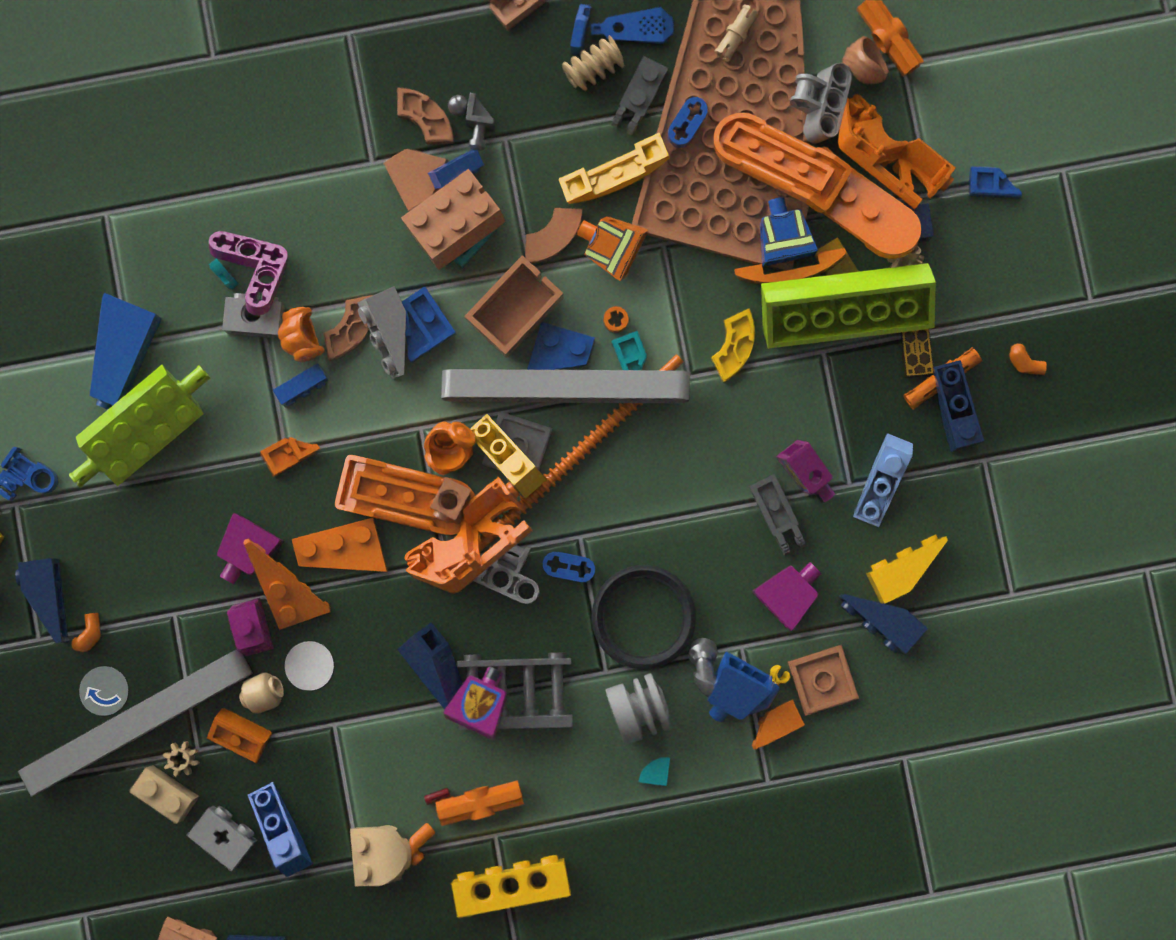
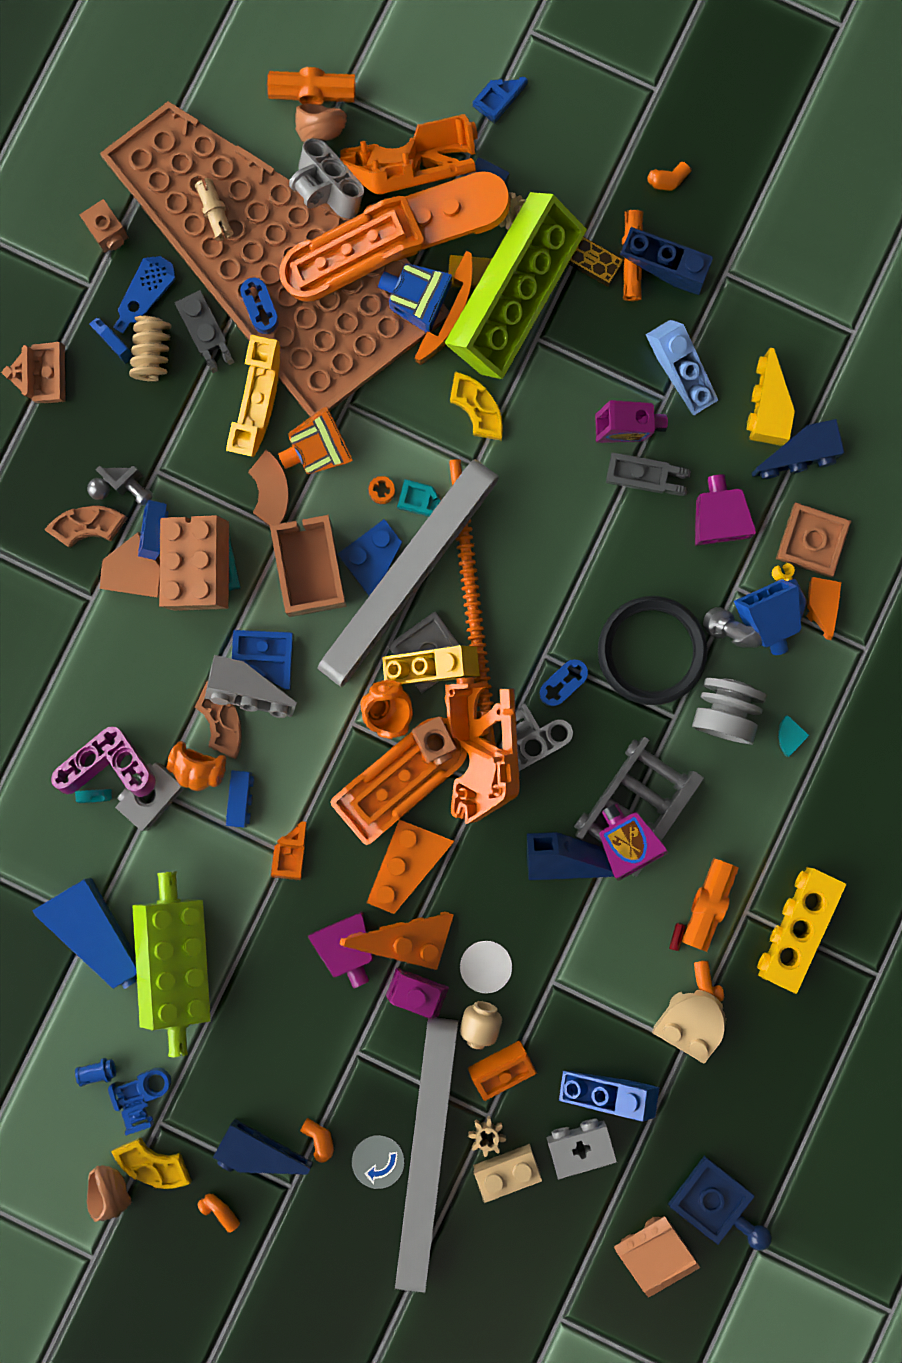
camera: 55 degrees left, 0 degrees up
(24, 434) = (96, 1072): none -> blue pin

